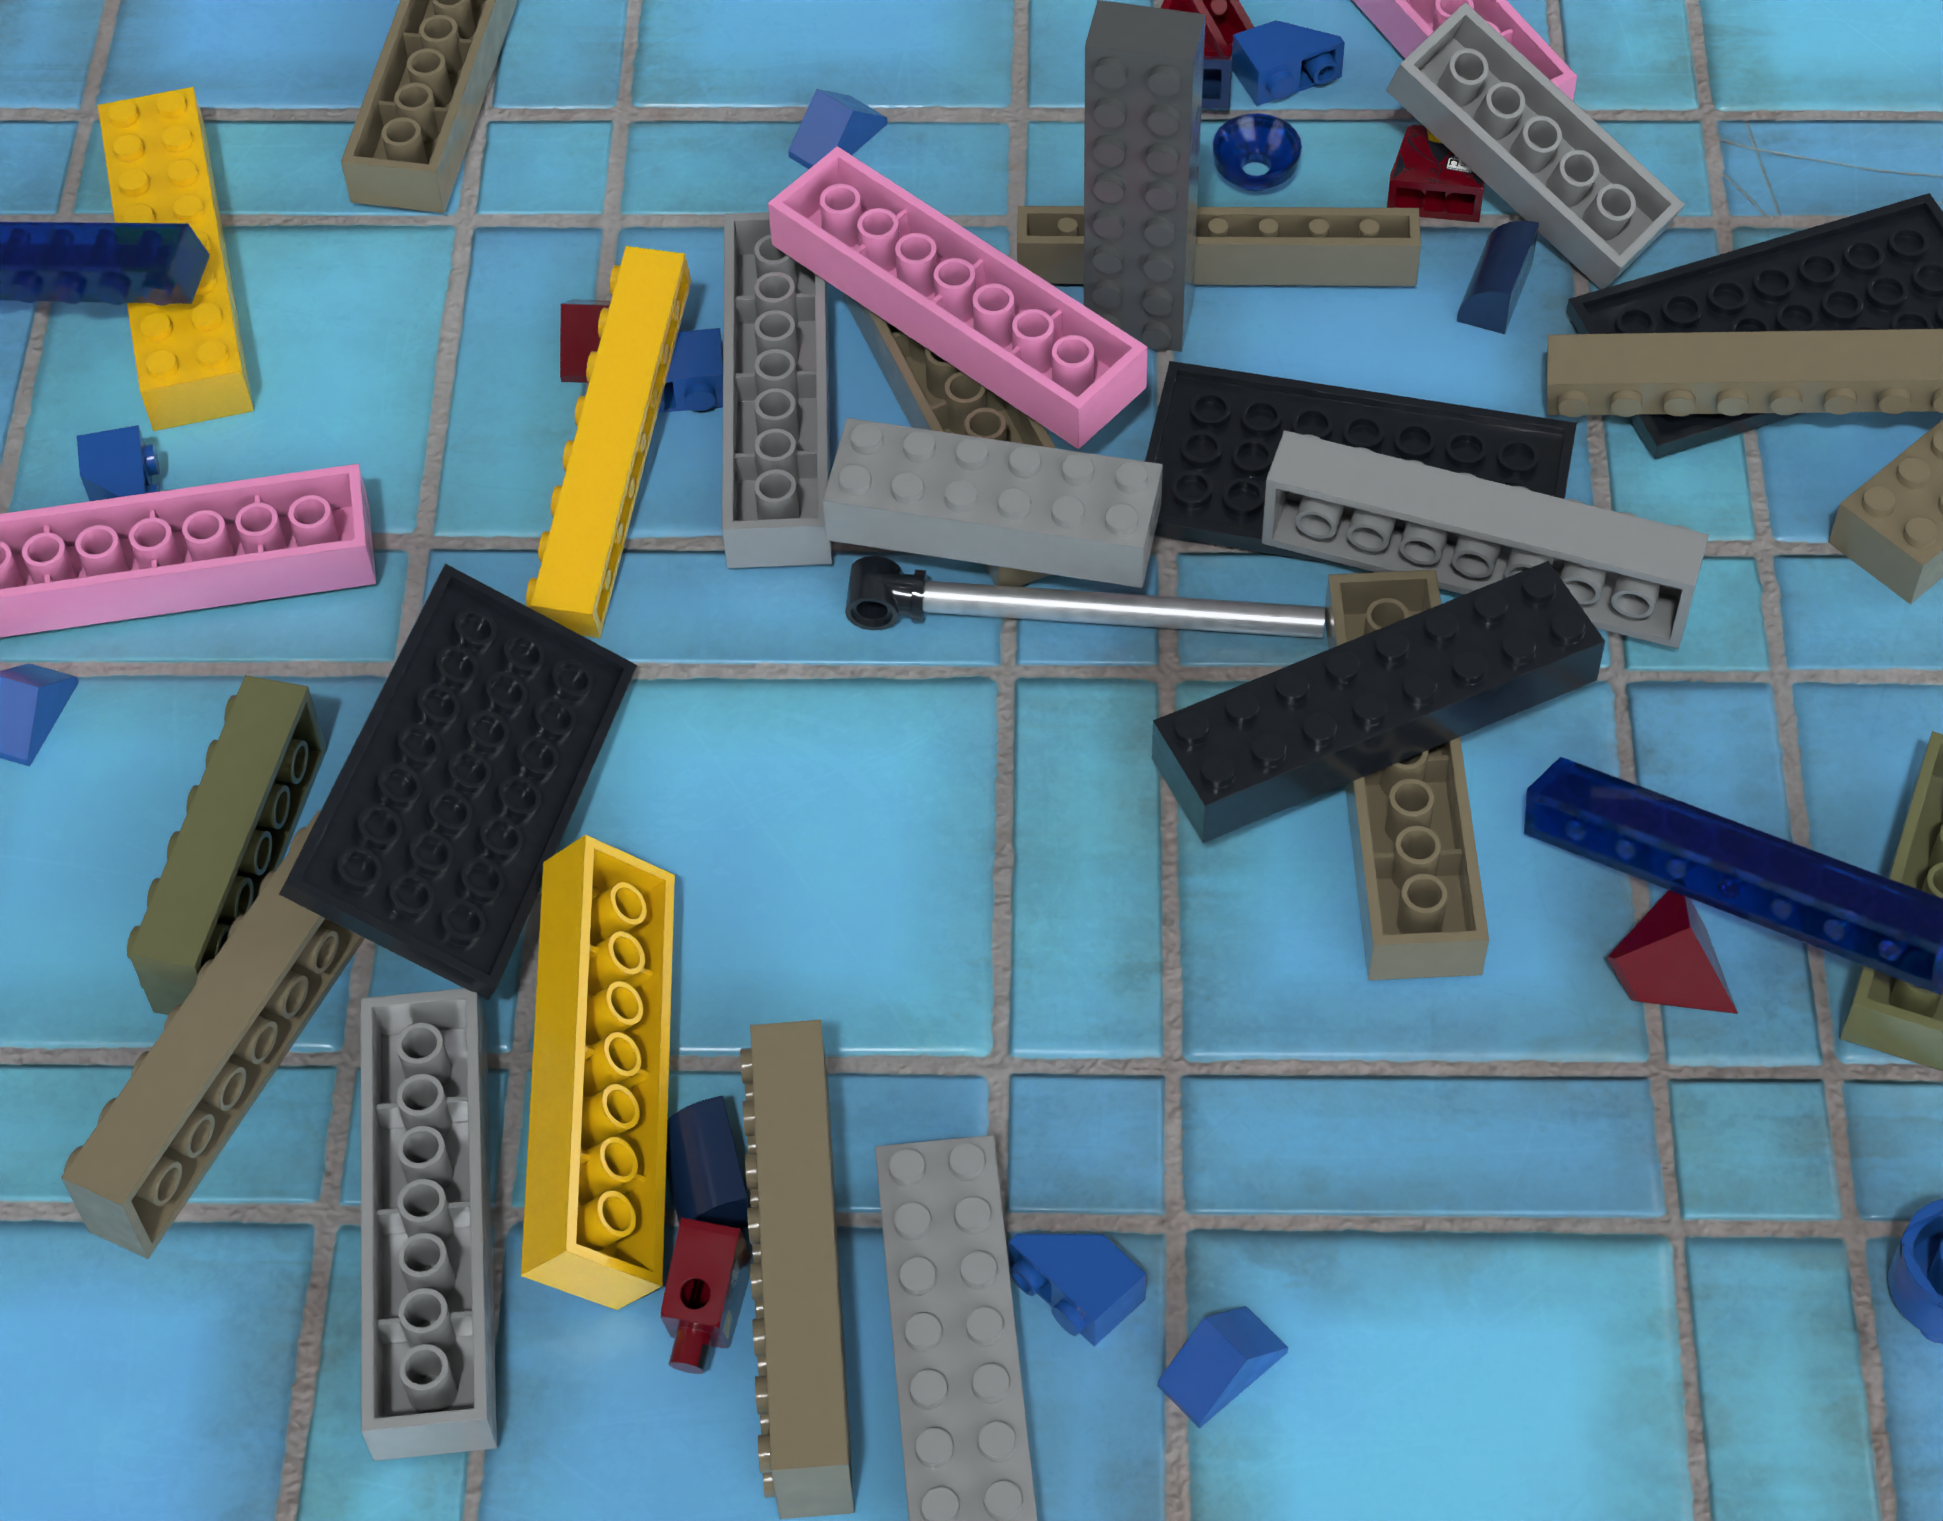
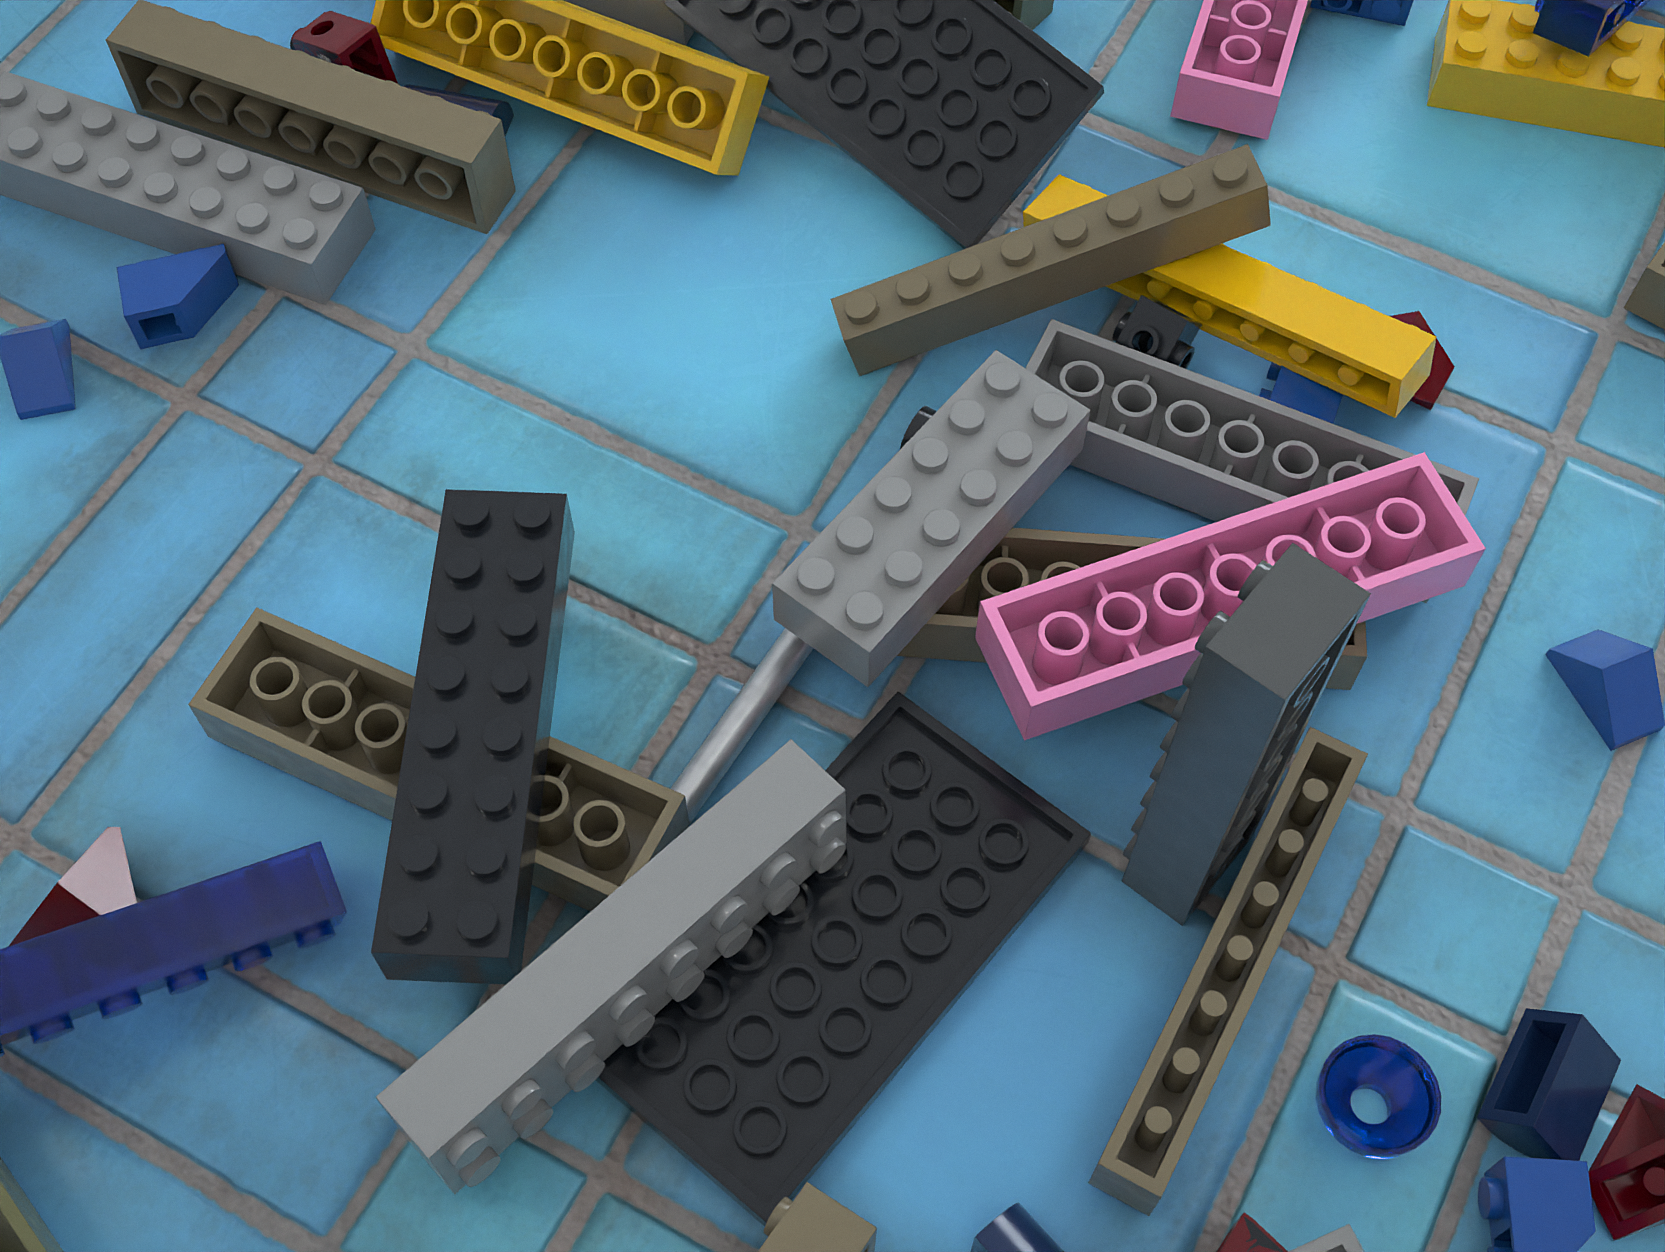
camera: 115 degrees right, 5 degrees up
(667, 546) = (1054, 260): none -> dark tan brick
(680, 477) = (1158, 331): none -> black brick

